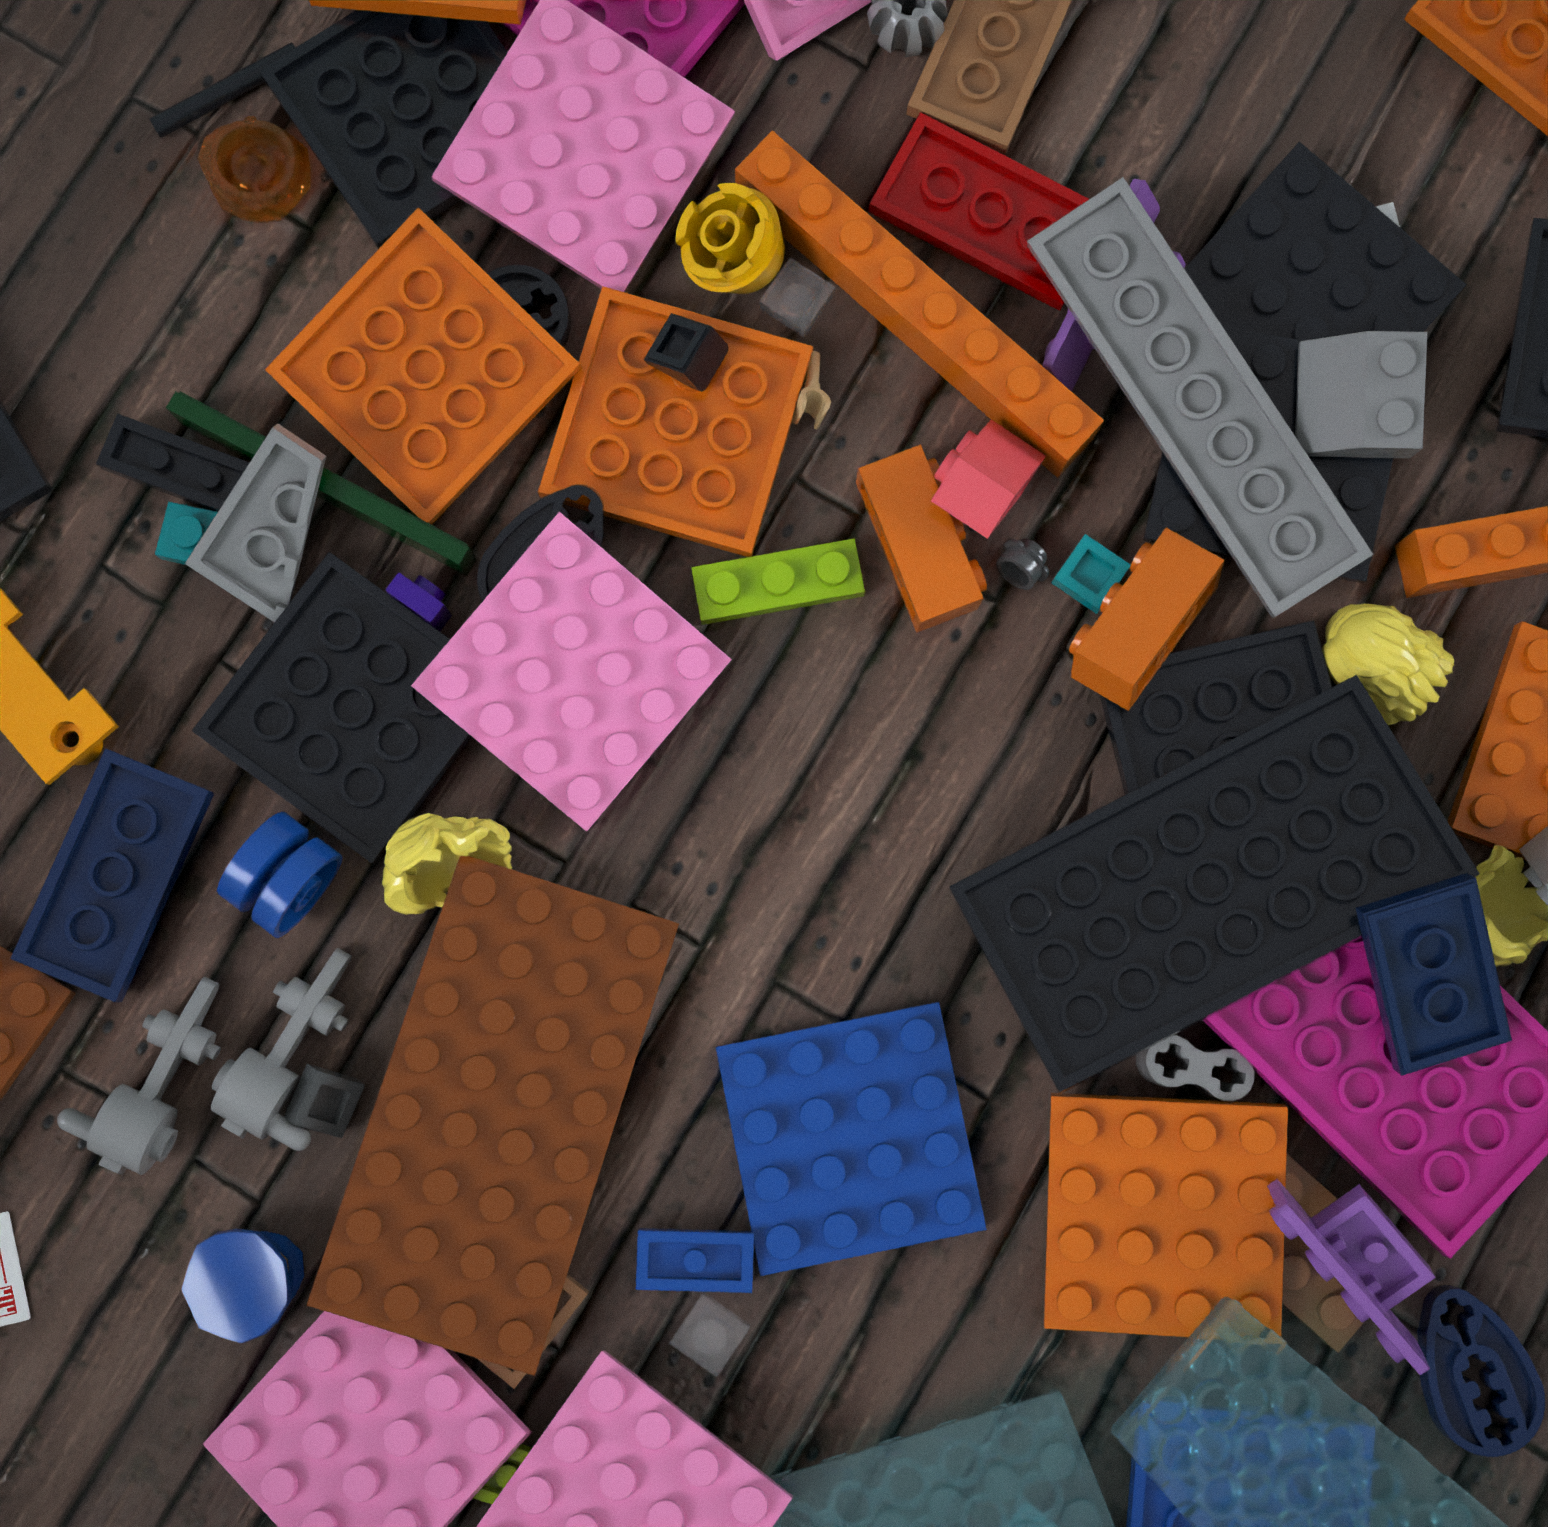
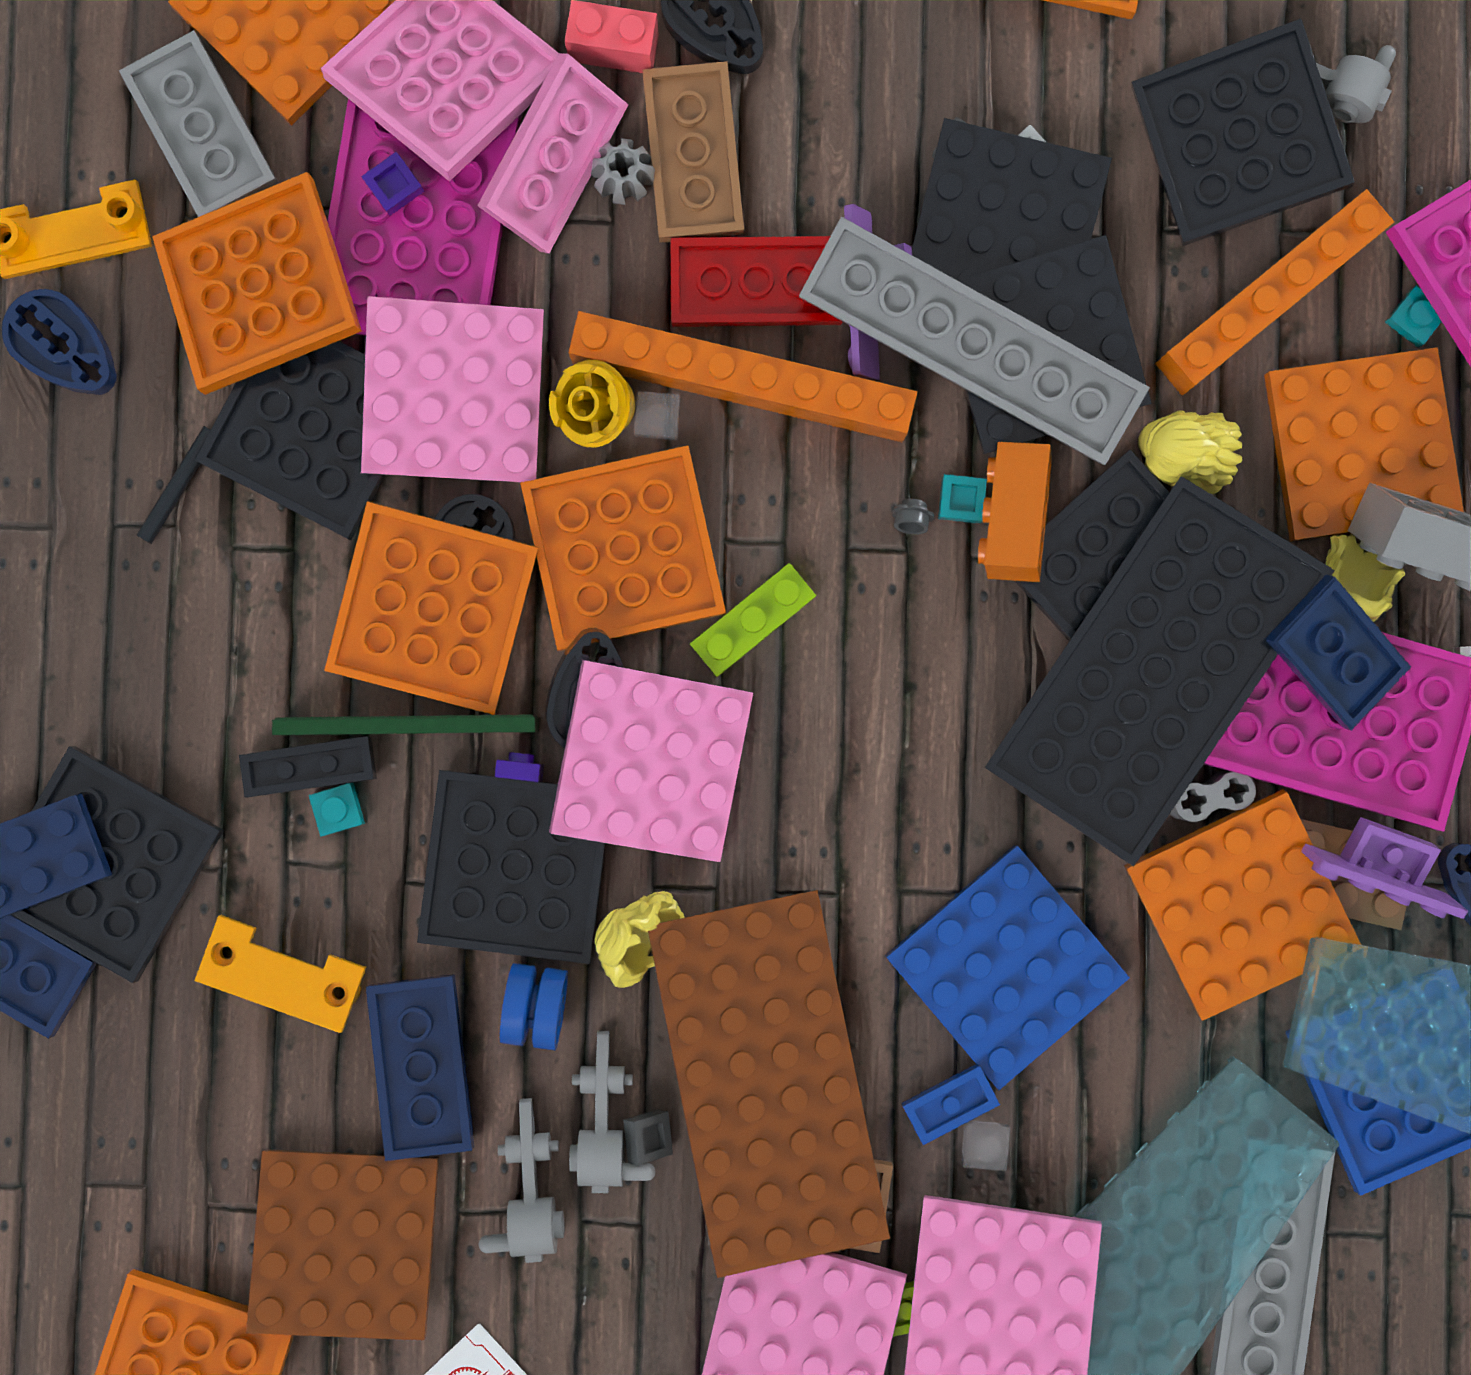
camera: 30 degrees left, 5 degrees up
(242, 1282) = (662, 1284): blue hat -> none
(255, 169) = (232, 530): clear orange hat -> none
(263, 525) = (386, 779): light grey wing -> none
(687, 351) = (605, 497): black slope -> none
(812, 398) = (706, 480): tan hand -> none
(920, 538) = (834, 537): orange brick -> none
(985, 477) = (858, 474): coral brick -> none
(1362, 394) = (1084, 282): light grey slope -> none

